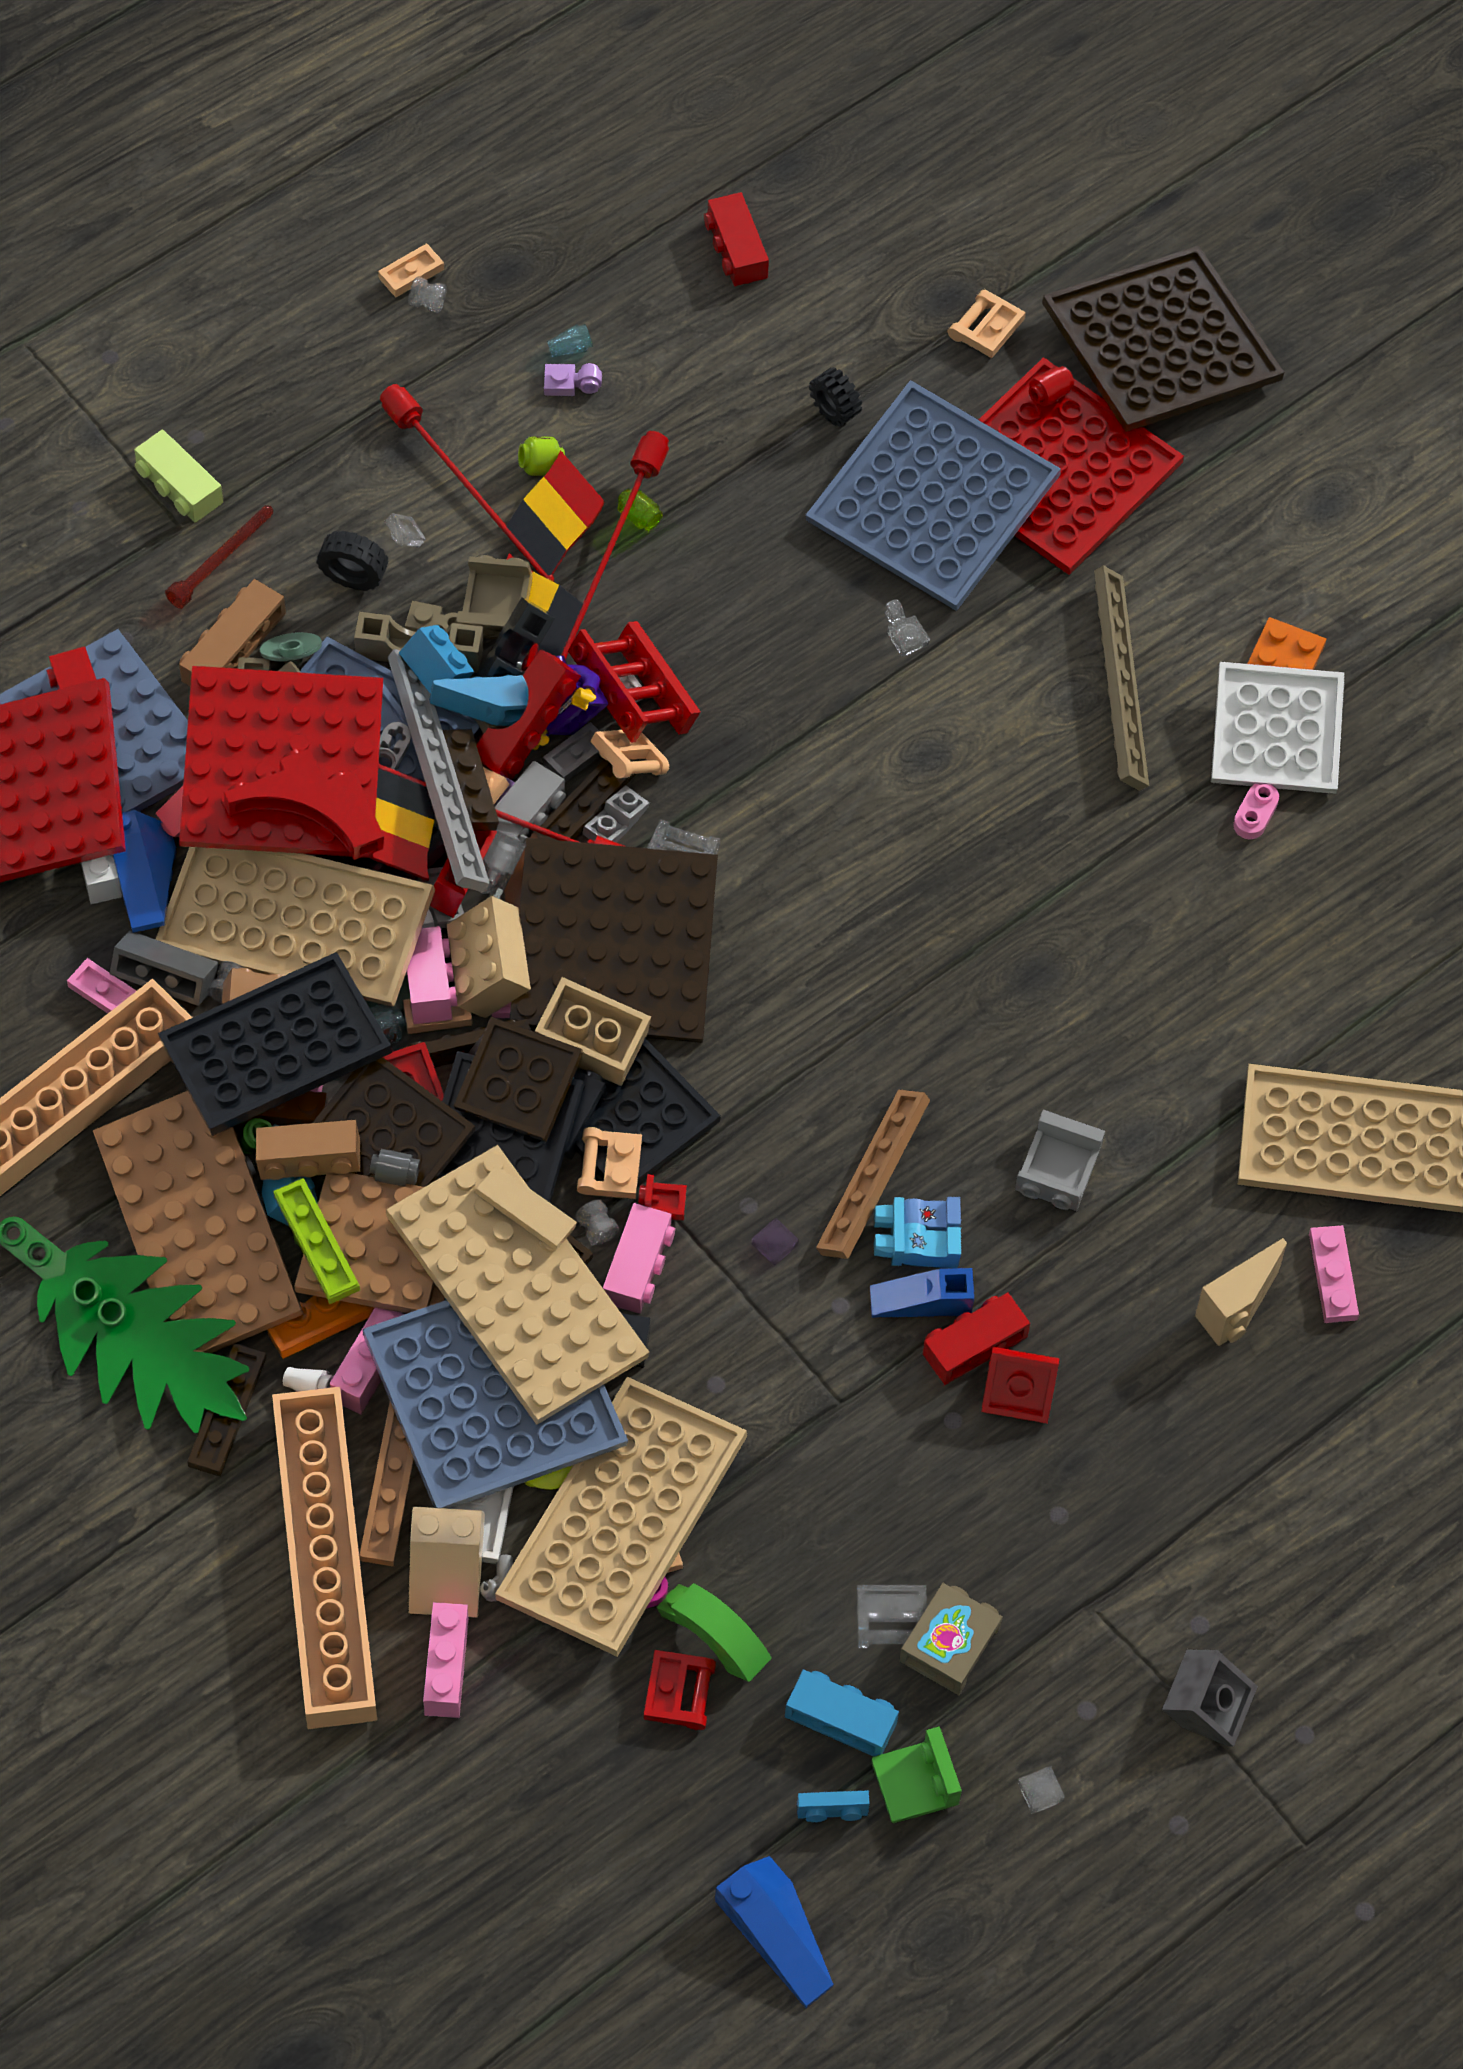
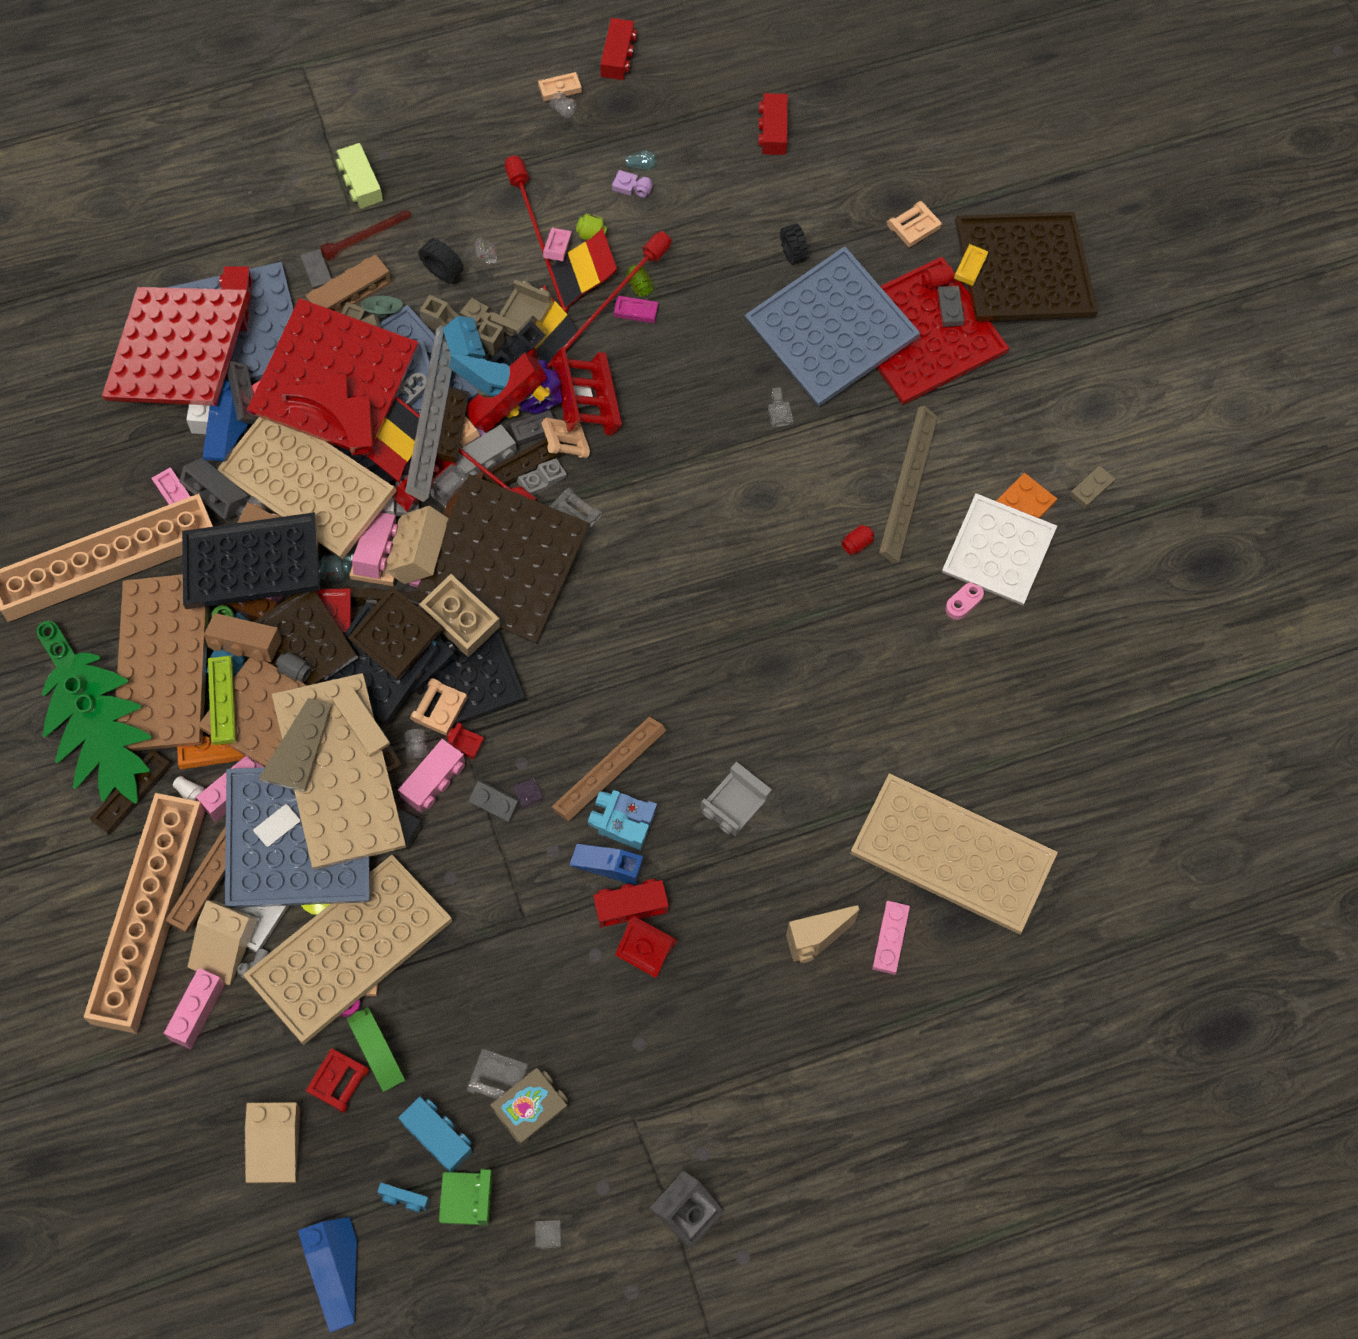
camera: 20 degrees right, 5 degrees up
(151, 824) = (241, 391): none -> flat silver tile
(171, 625) = (315, 268): none -> flat silver tile
(457, 1272) = (297, 752): none -> dark tan wing
(463, 1381) = (276, 825): none -> white sticker
(473, 194) = (618, 49): none -> red brick
(504, 492) = (557, 244): none -> bright pink plate
(626, 1795) = (271, 1142): none -> tan slope
(649, 550) = (636, 309): none -> dark pink tile
(735, 1264) = (494, 800): none -> dark grey plate
(1083, 421) = (950, 306): none -> dark grey plate
(1083, 772) = (857, 539): none -> red brick
(1091, 357) = (971, 265): none -> yellow tile
(1365, 610) = (1092, 487): none -> dark tan plate

